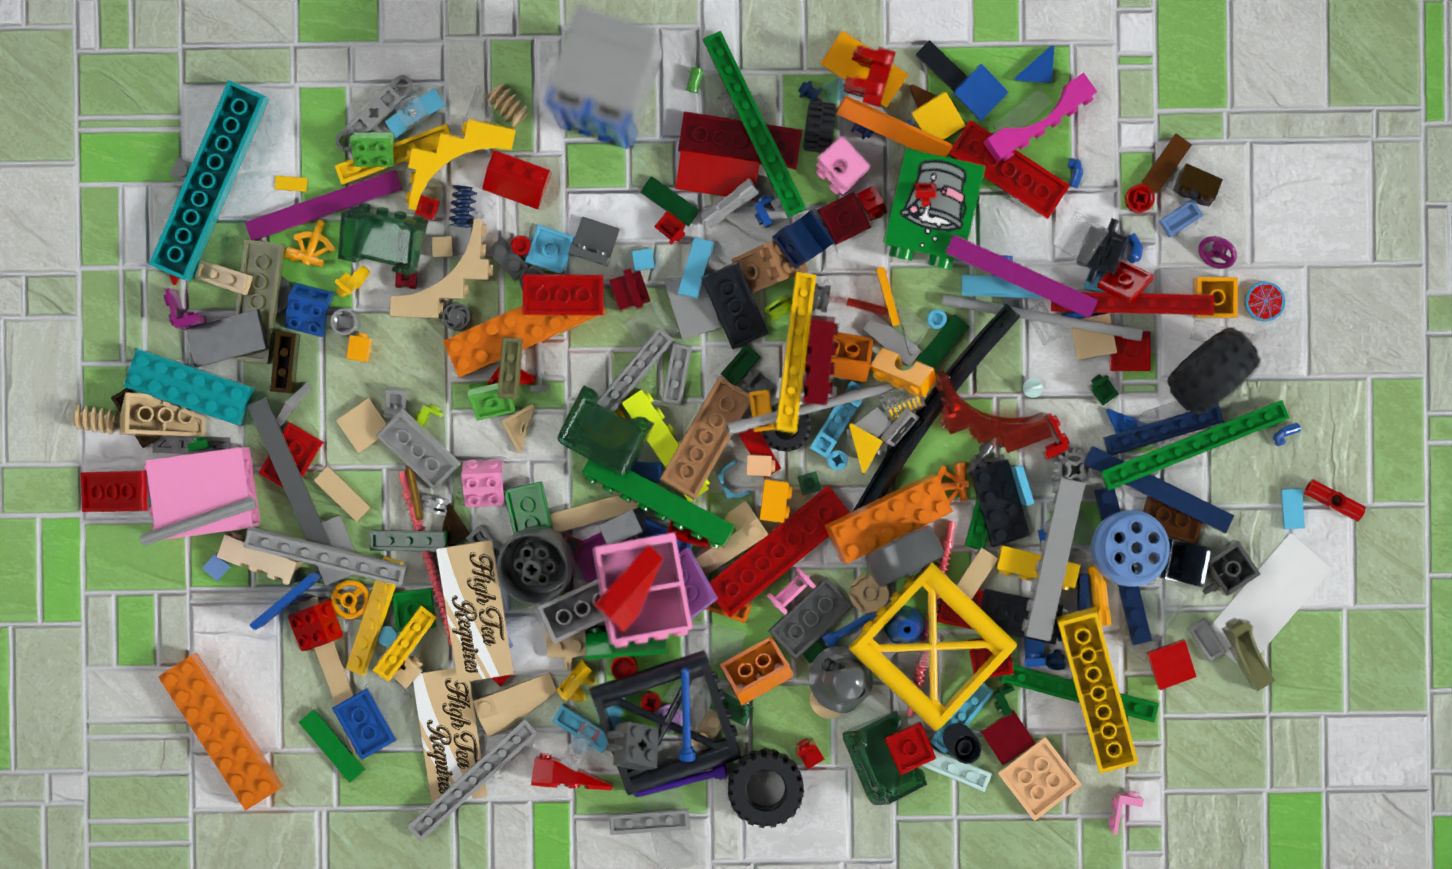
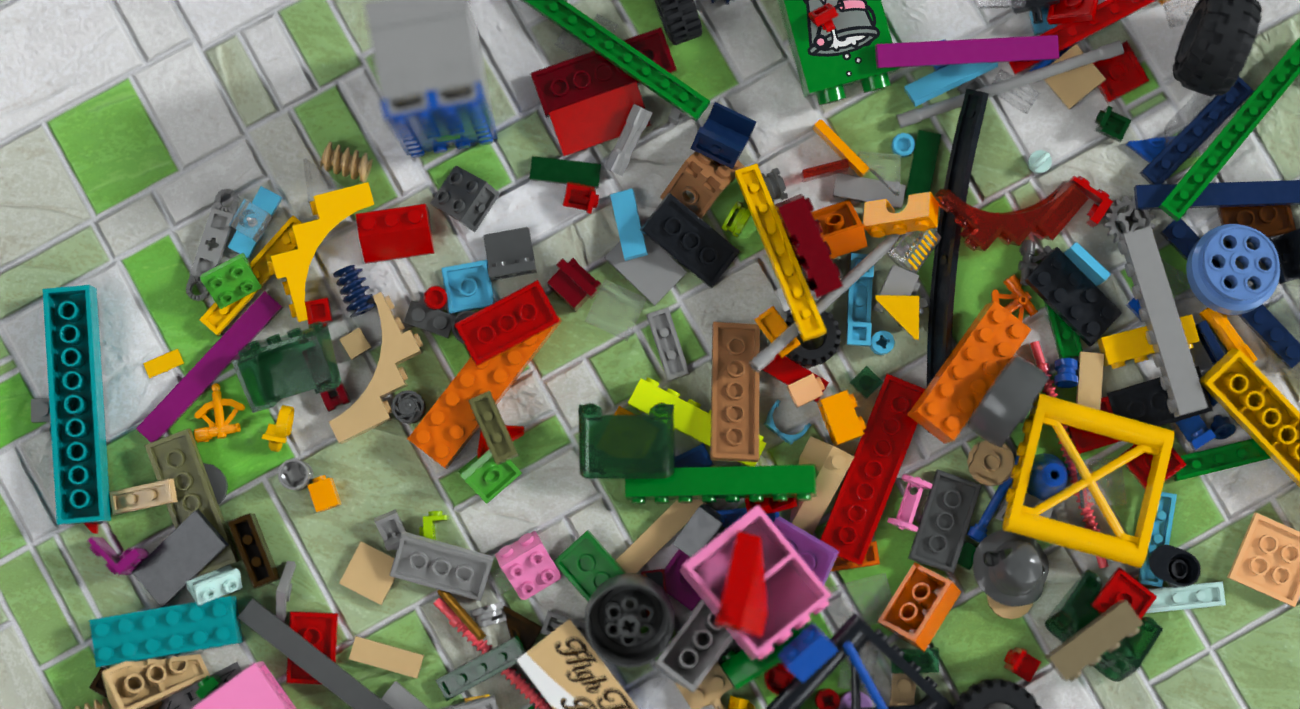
camera: 30 degrees left, 5 degrees down
(242, 372) = (214, 584): none -> light aqua bracket
(308, 309) = (249, 483): blue bracket -> none
(518, 425) = (532, 486): tan tile -> none
(538, 370) = (523, 417): light grey piece -> none
(583, 180) = (465, 198): none -> dark grey bracket
(635, 370) = (624, 360): light grey tile -> none
(643, 259) = (570, 245): medium azure tile -> none
(652, 660) = (807, 652): none -> blue brick
(694, 79) = (523, 36): bright green pin -> none
(740, 365) = (728, 299): dark green tile -> none
(757, 382) = (755, 306): dark grey bracket -> none
(762, 216) = (667, 134): blue bracket -> none
(844, 218) = (753, 93): dark red tile -> none
(847, 160) = (723, 31): bright pink plate -> none
(870, 765) = (1093, 640): none -> dark tan brick
(872, 203) = (773, 62): red bracket -> none
(900, 427) = (928, 273): light grey tile -> none
(962, 557) = (1066, 373): none -> blue wheel
(1002, 704) = (1191, 502): dark green bracket -> none
(1007, 737) = (1217, 535): dark red tile -> none

